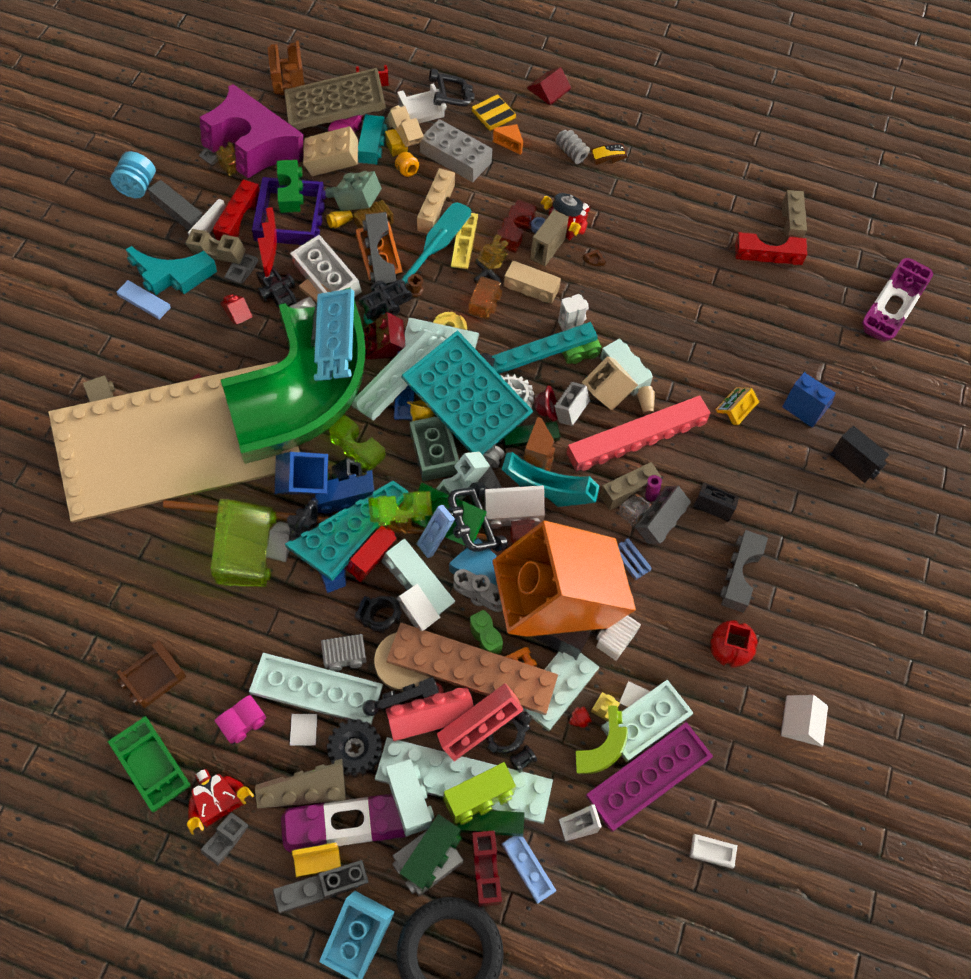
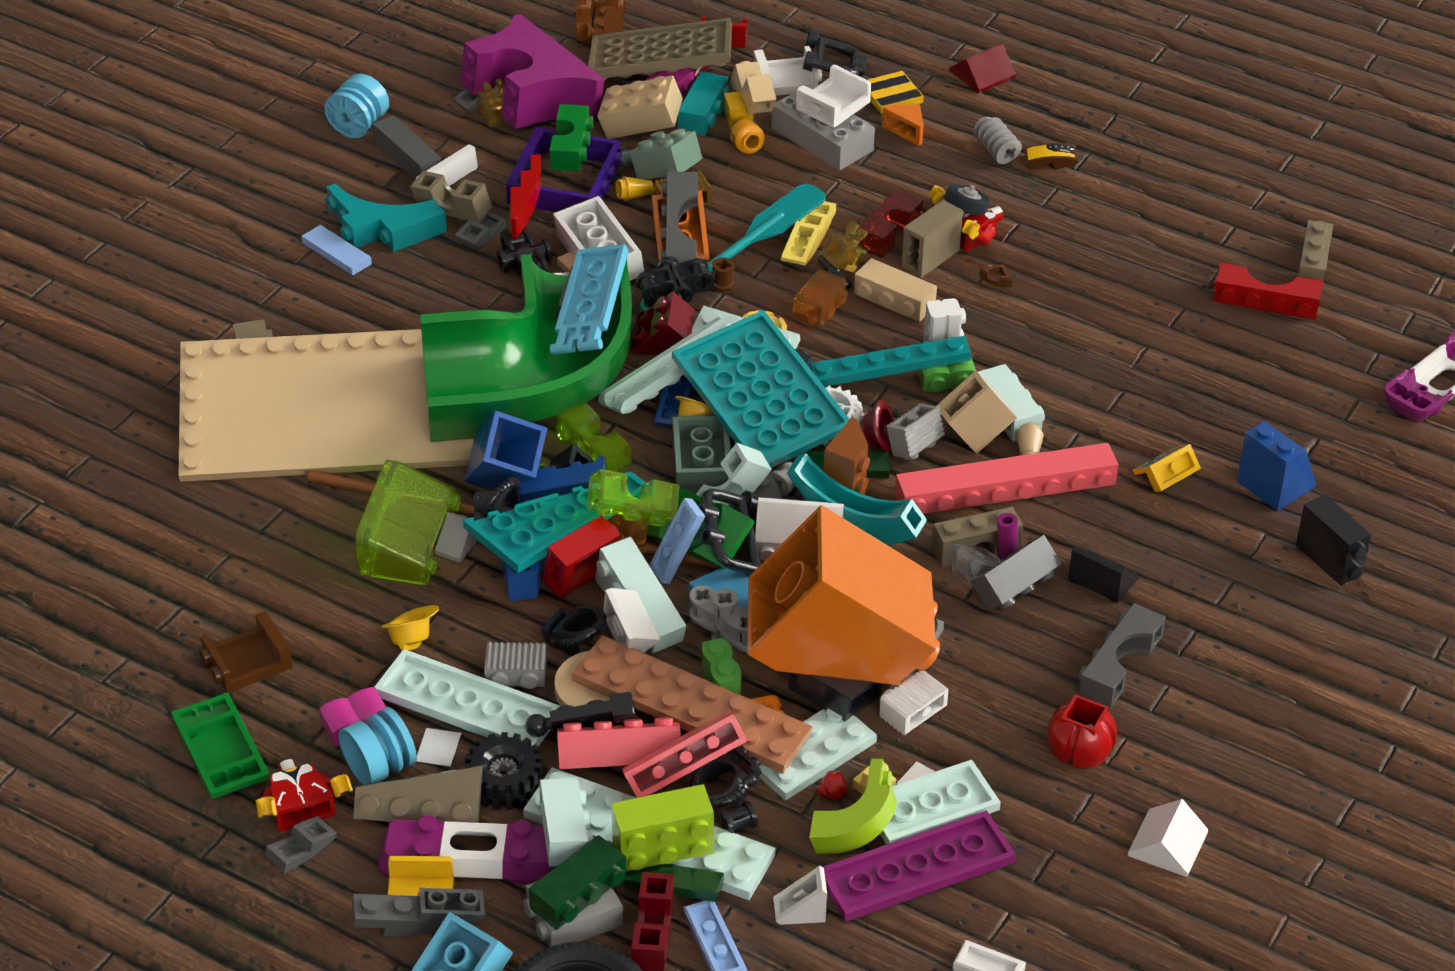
camera: 15 degrees right, 20 degrees down
(236, 308) = (462, 270): slope -> none
(243, 199) = (502, 149): red arch -> none
(262, 750) = (377, 746): none -> medium azure wheel
(263, 630) = (411, 627): none -> yellow piece
(431, 208) = (791, 165): tan arch -> none
(462, 129) = (834, 98): none -> white panel
(647, 568) = (963, 621): medium blue tile -> none

